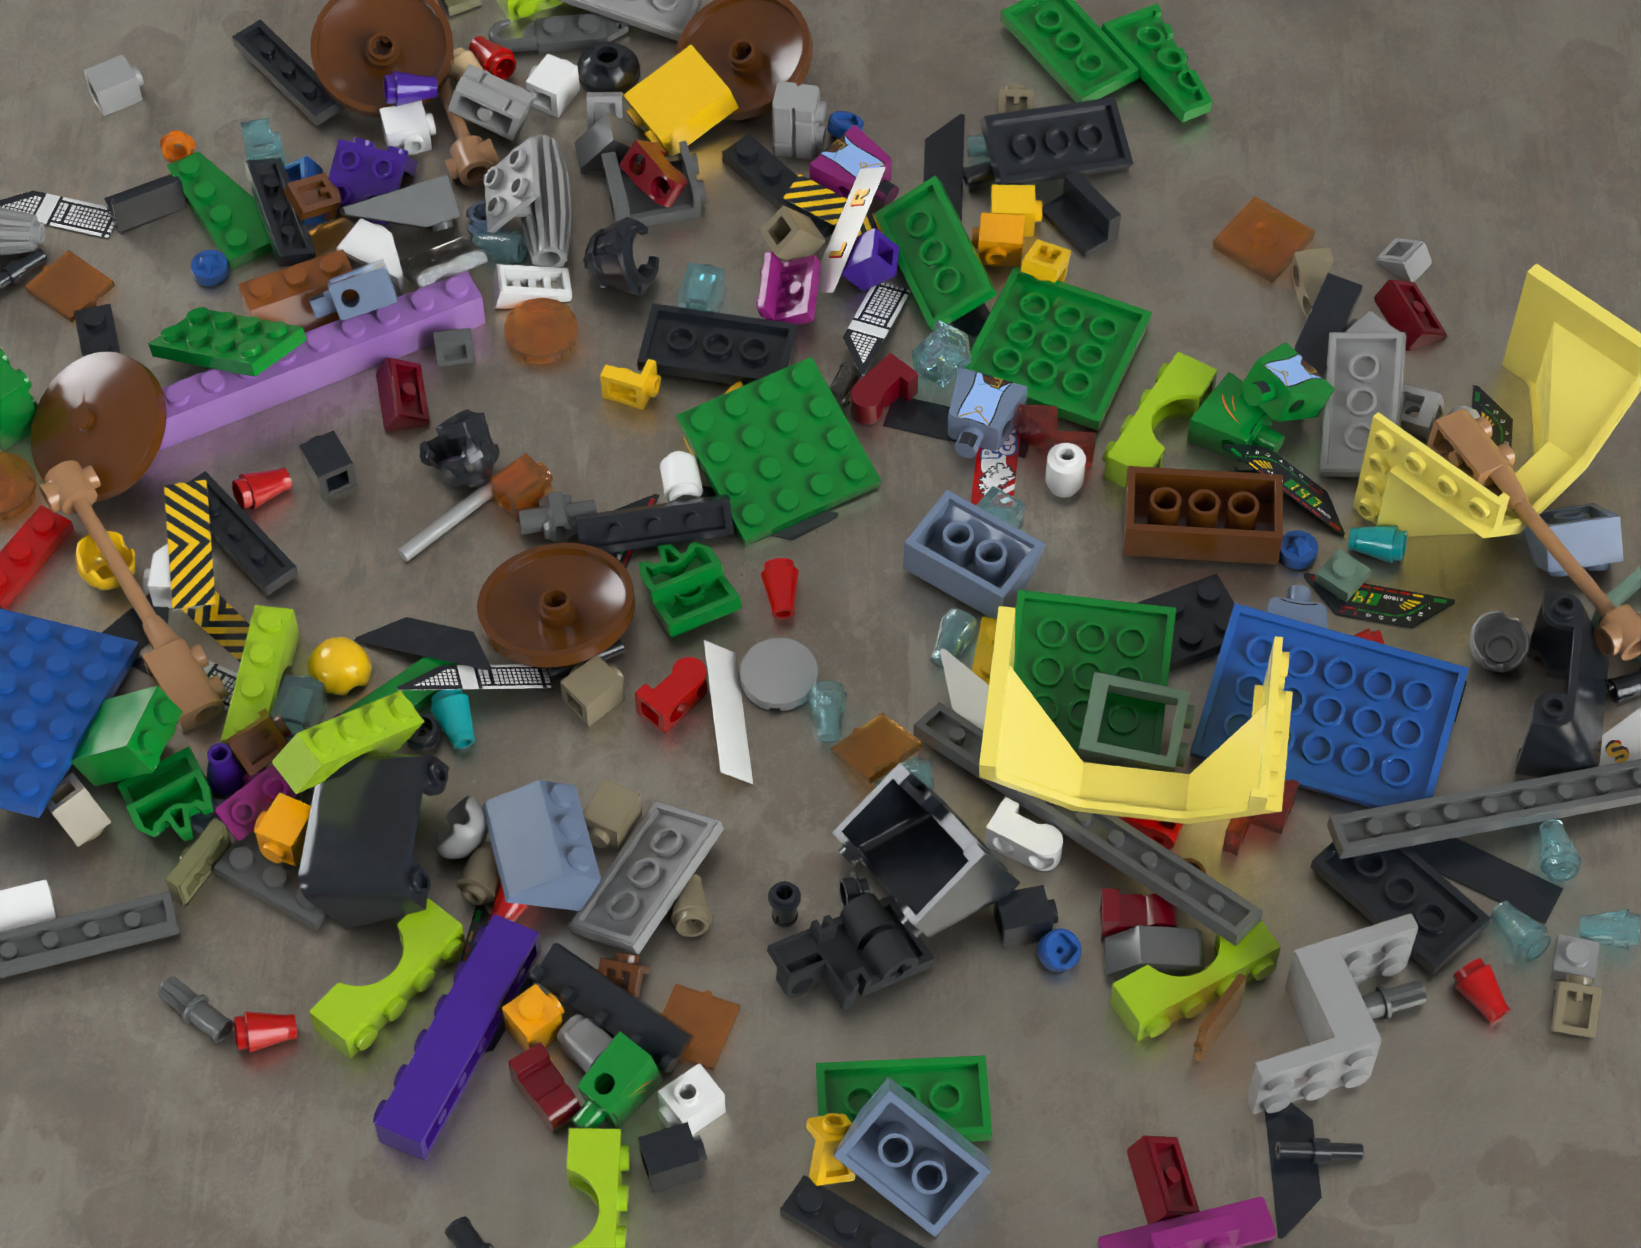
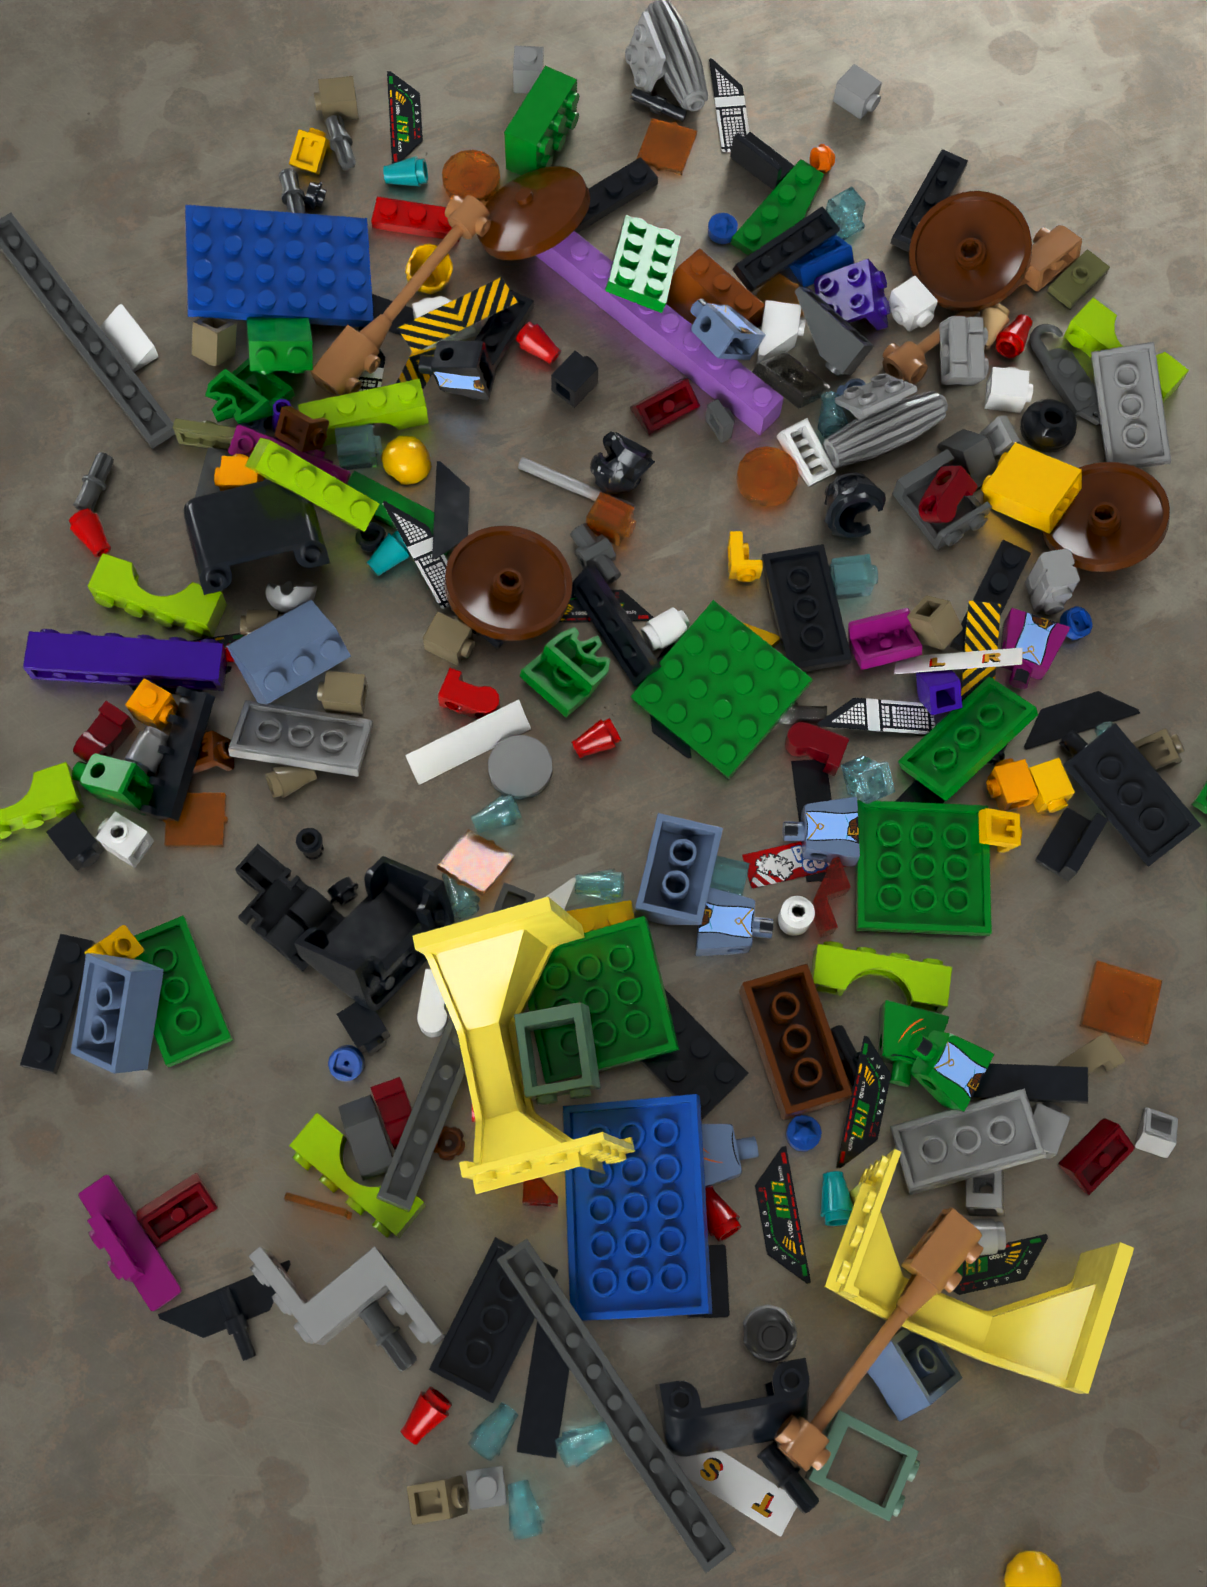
camera: 65 degrees right, 15 degrees up
(267, 556) = (461, 368): none -> black torso
(314, 197) = (805, 264): reddish brown bracket -> none
(408, 88) = (939, 285): dark purple cone -> none
(1058, 527) = (729, 925): none -> torso
(1342, 575) = (791, 1178): sand green plate -> none

